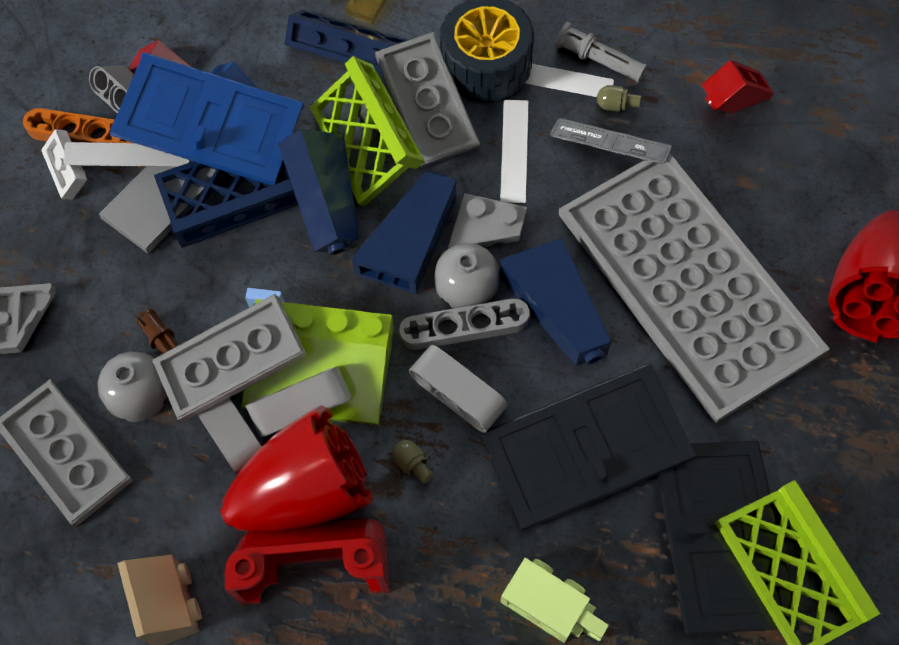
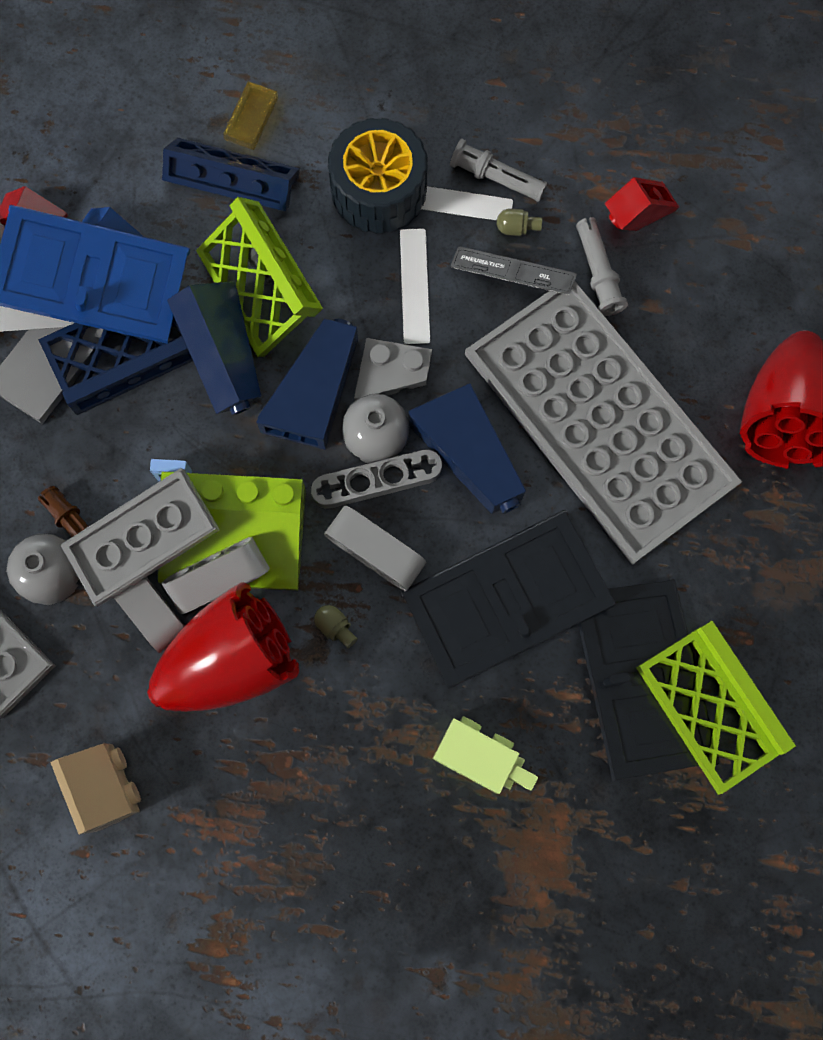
camera: 10 degrees left, 10 degrees up
(259, 554) = (285, 712): red windscreen -> none
(427, 98) = (319, 235): light grey tile -> none
(698, 153) = (604, 279): none -> light grey pin

